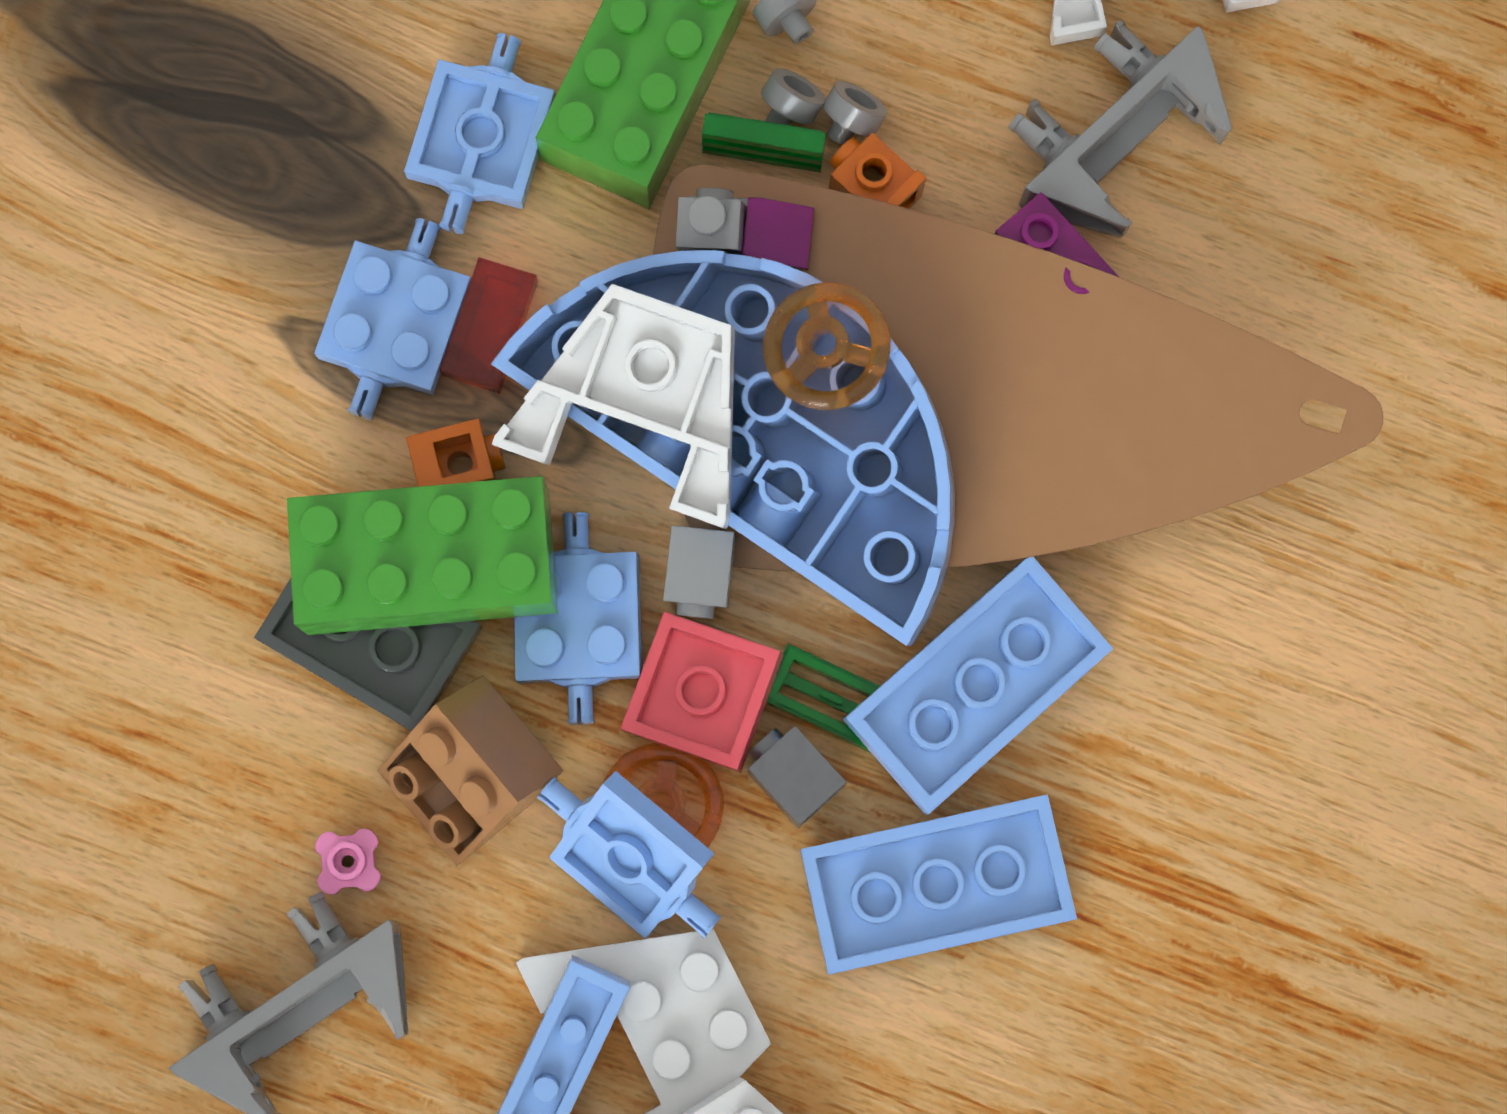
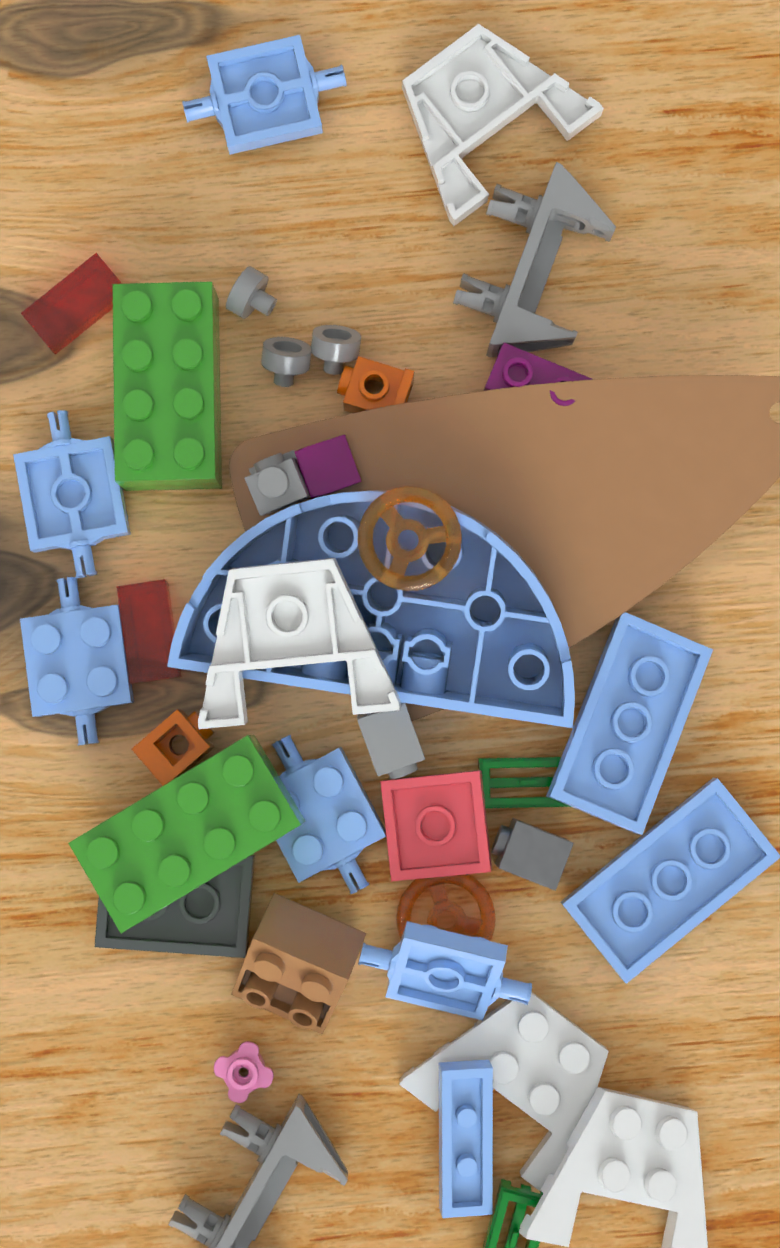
camera: 25 degrees left, 5 degrees up
(763, 142) = (281, 400): green tile -> none

